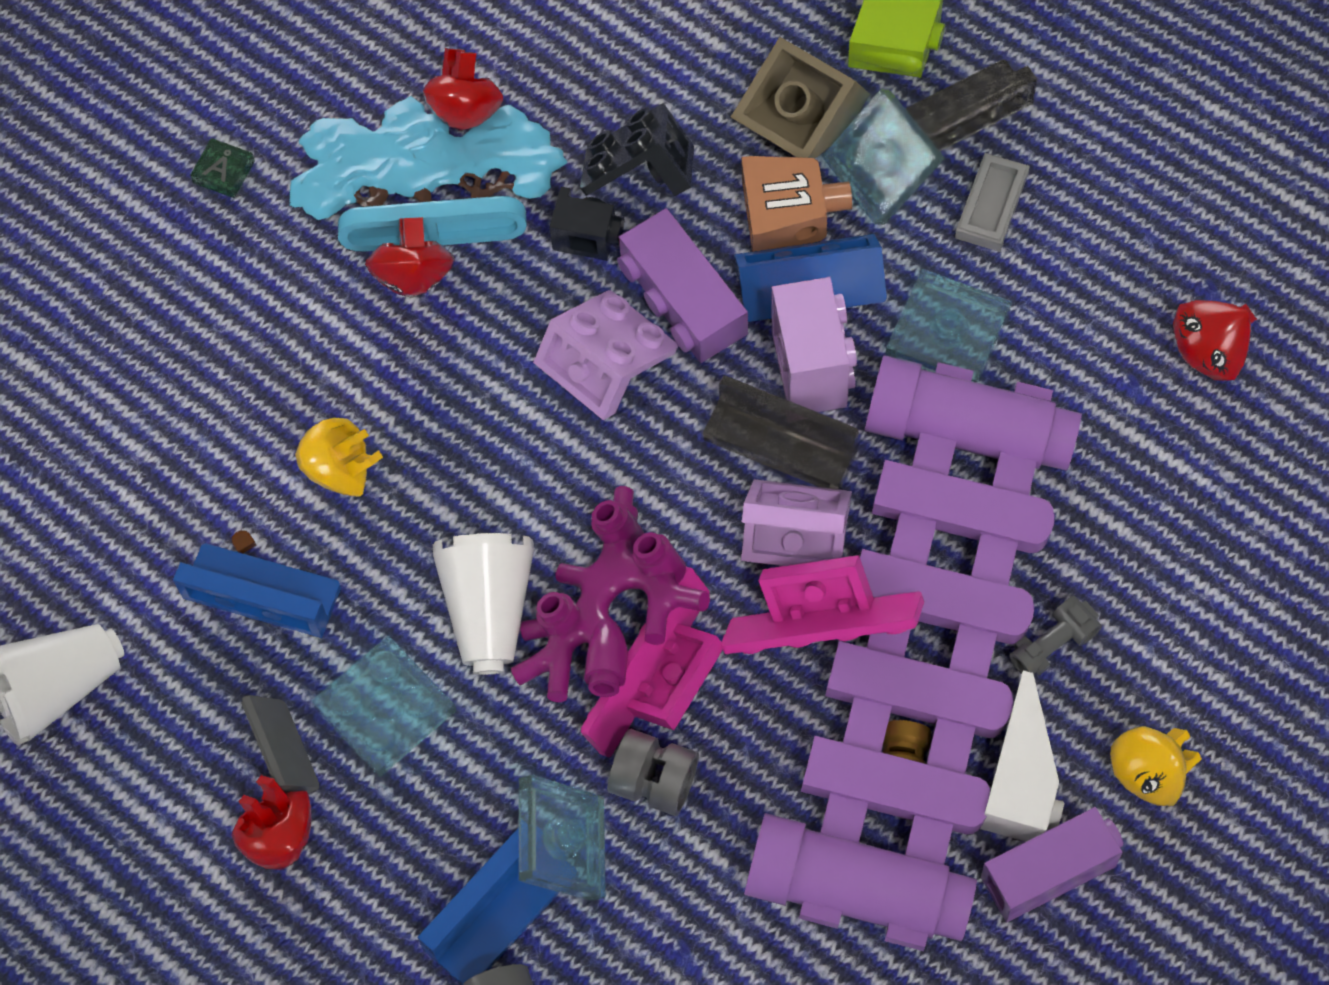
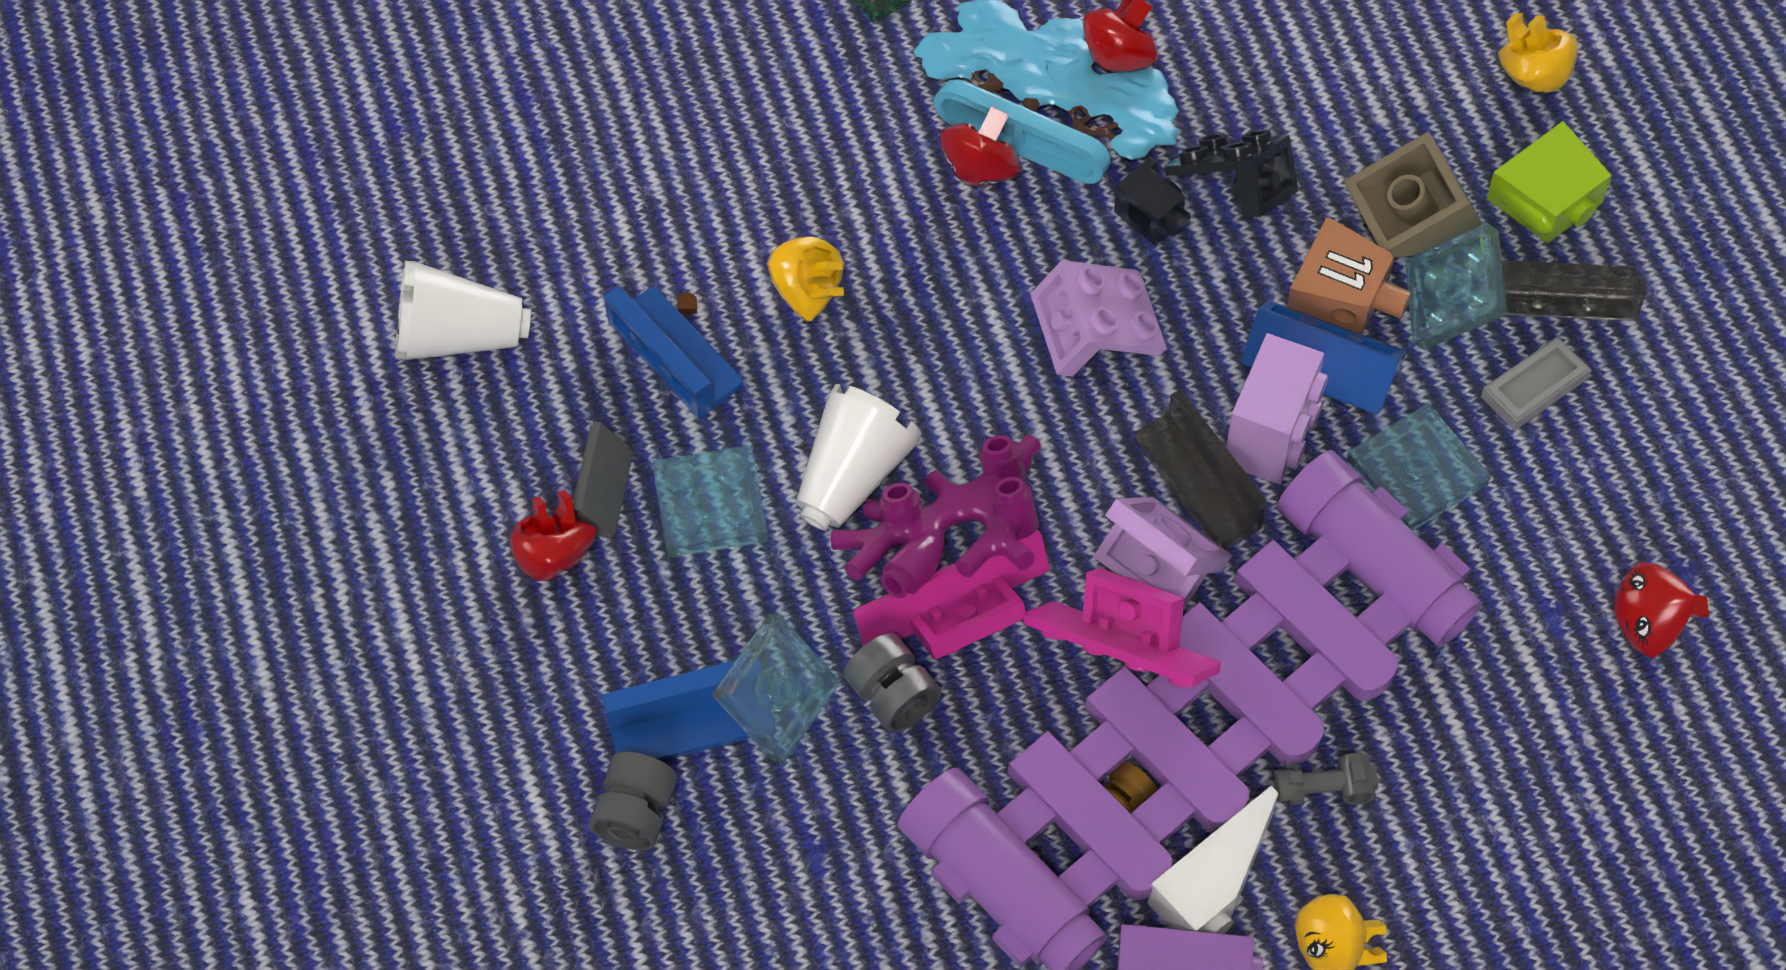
camera: 30 degrees right, 5 degrees down
(682, 286) = (1201, 300): medium lavender brick -> none

